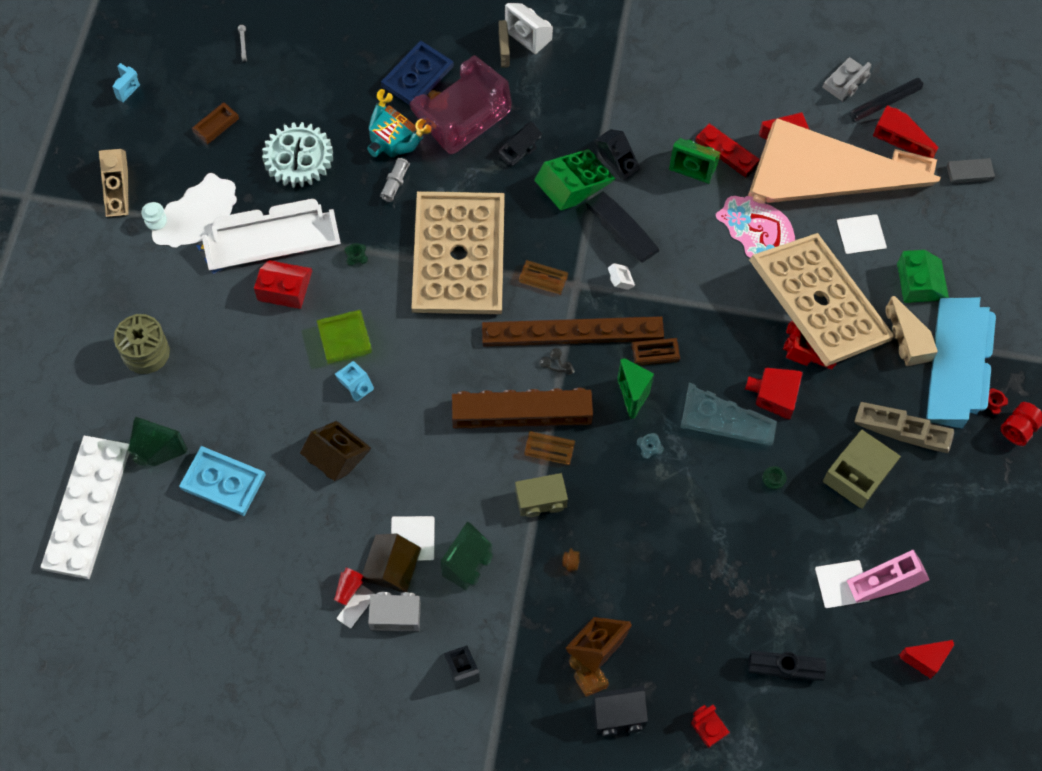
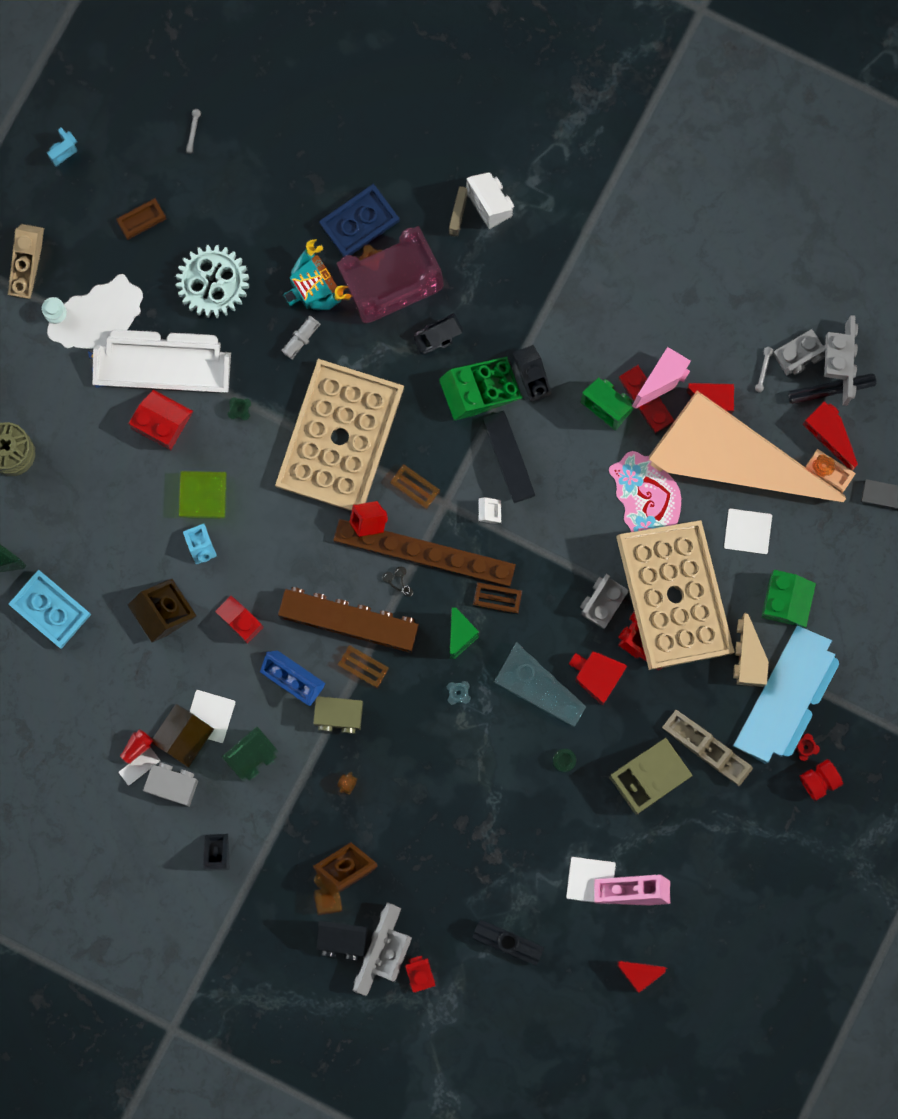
camera: 20 degrees right, 15 degrees up
(416, 437) = (239, 619): none -> red slope
(484, 474) = (291, 677): none -> blue slope
(510, 311) = (368, 518): none -> red brick
(668, 714) = (385, 951): none -> light grey bracket
(738, 123) = (664, 377): none -> bright pink slope
(756, 328) = (604, 601): none -> light grey bracket
(819, 85) = (767, 352): none -> light grey hinge
(888, 70) = (840, 358): none -> light grey bracket
(903, 154) = (828, 470): none -> clear orange plate

